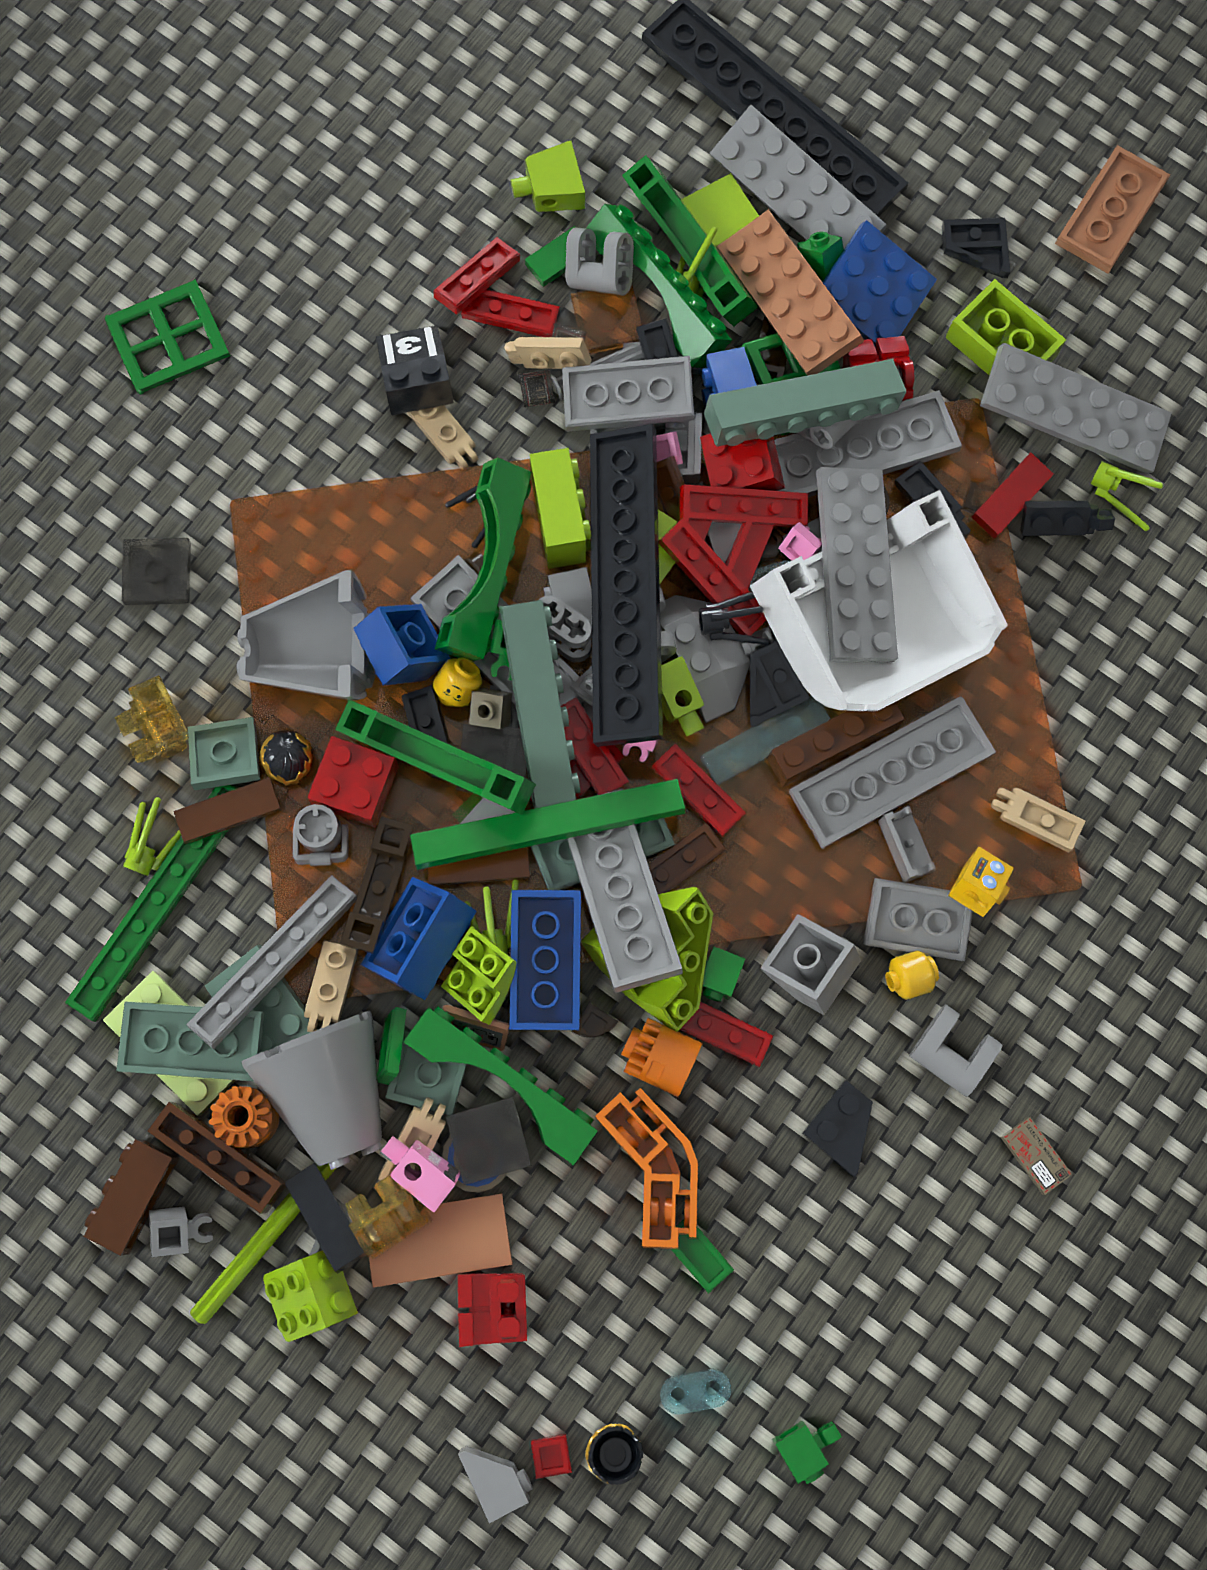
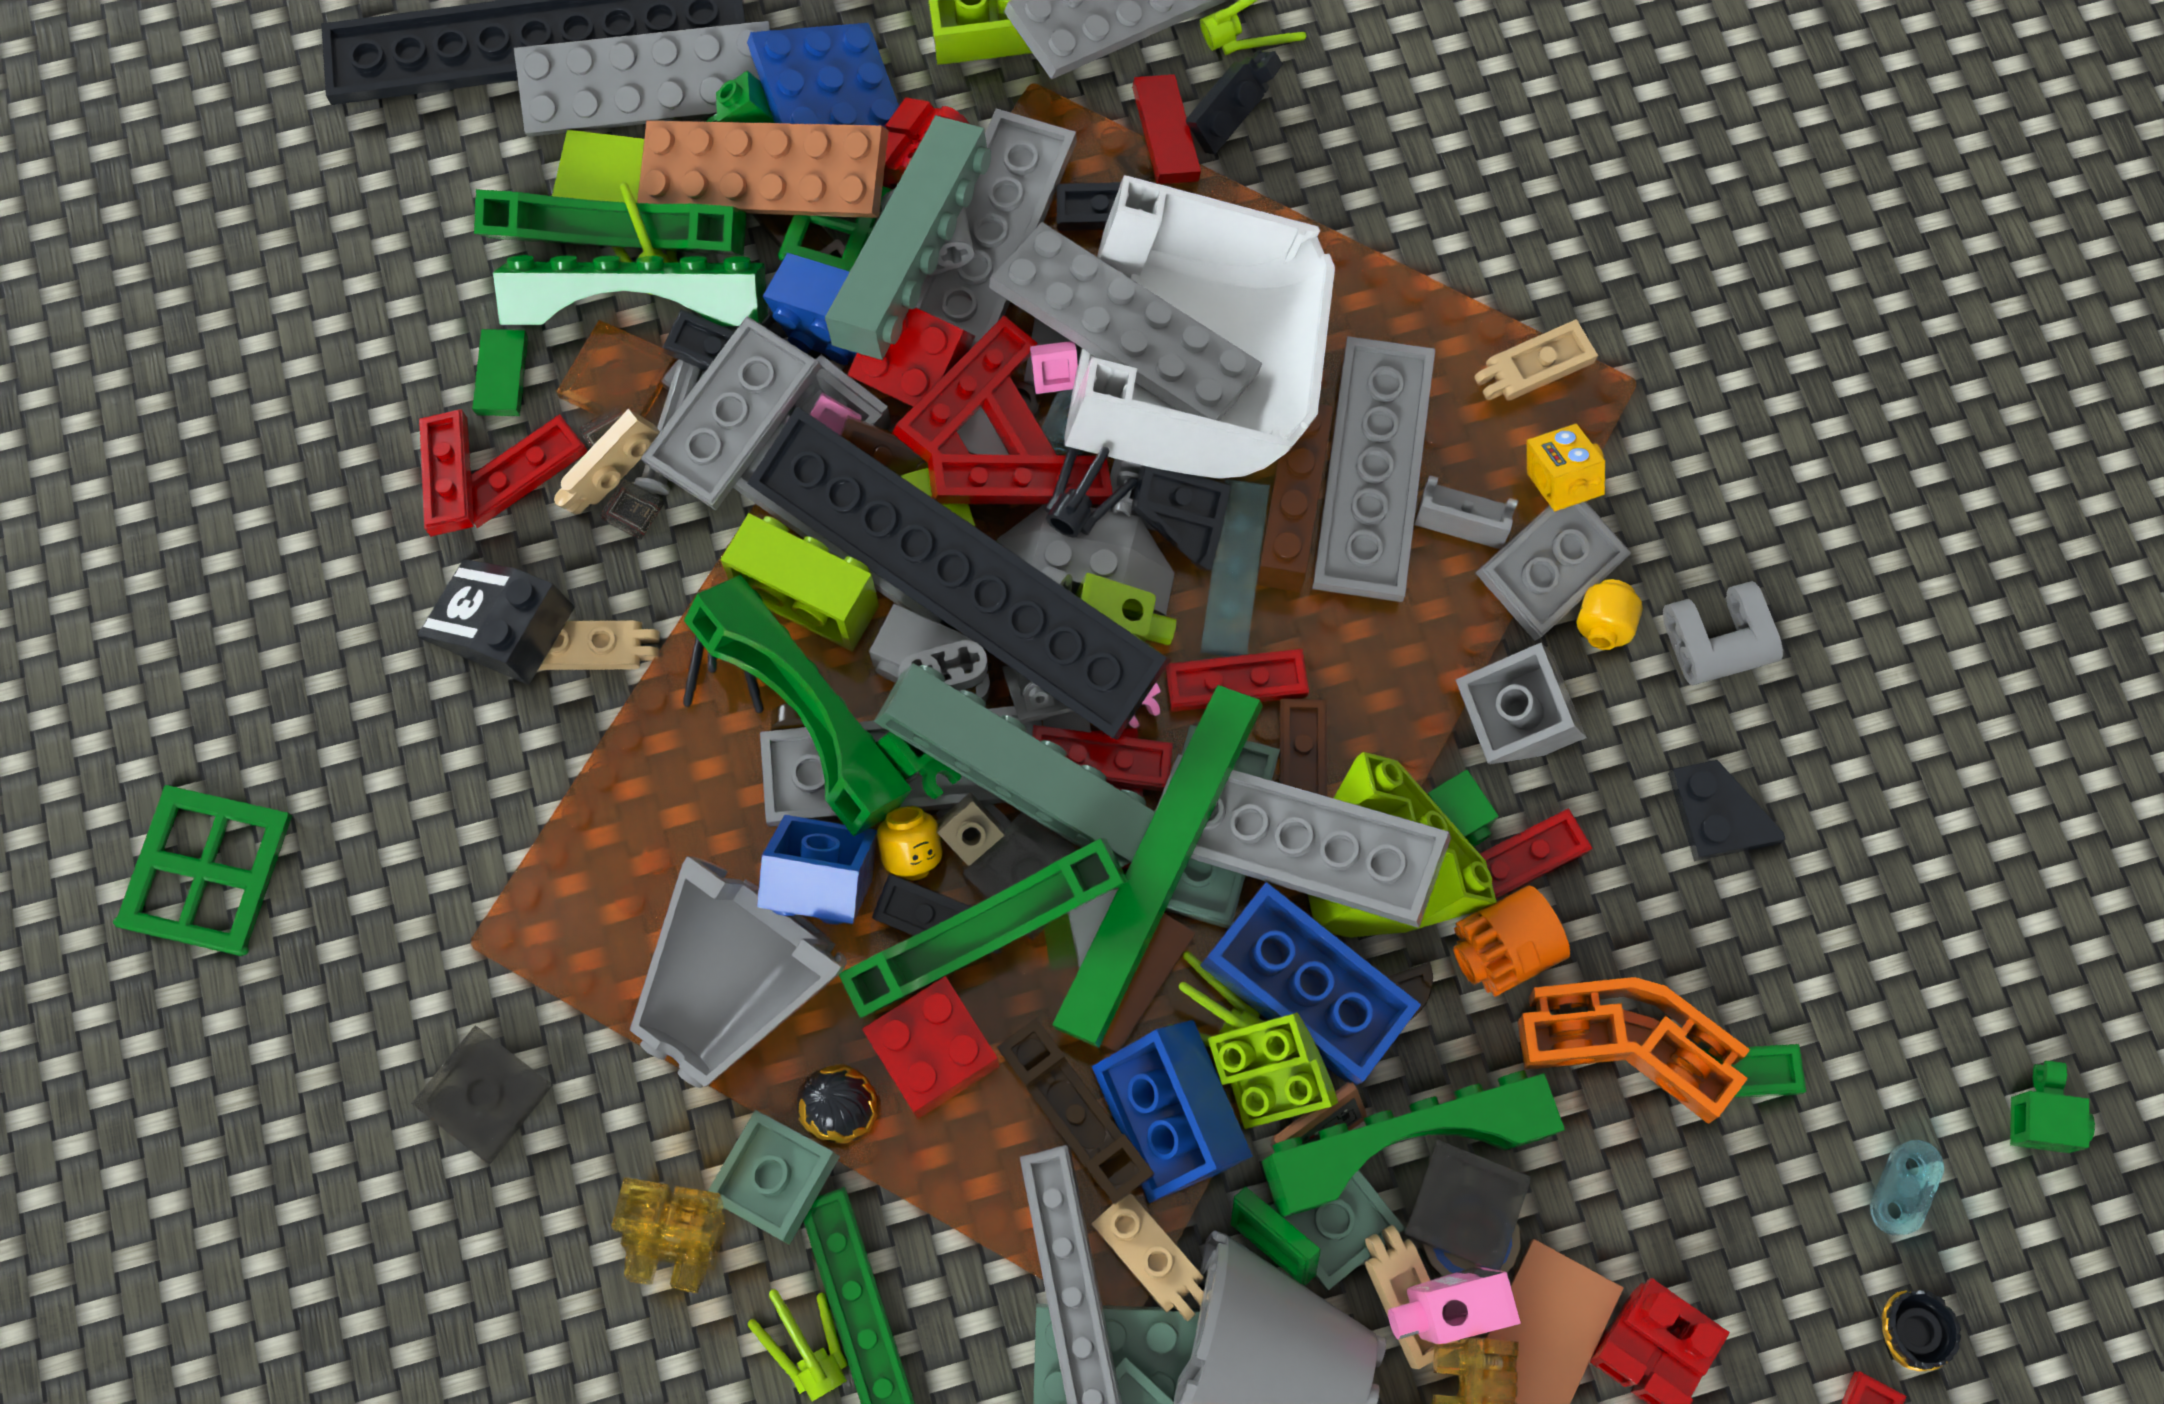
camera: 50 degrees left, 5 degrees down
(227, 810) = (845, 1223): reddish brown tile -> none
(319, 833) = (959, 1134): light grey piece -> none
(552, 180) = (408, 311): lime torso -> none
(612, 275) = (550, 358): light grey connector -> none
(1036, 1155) = (1891, 639): tile -> none

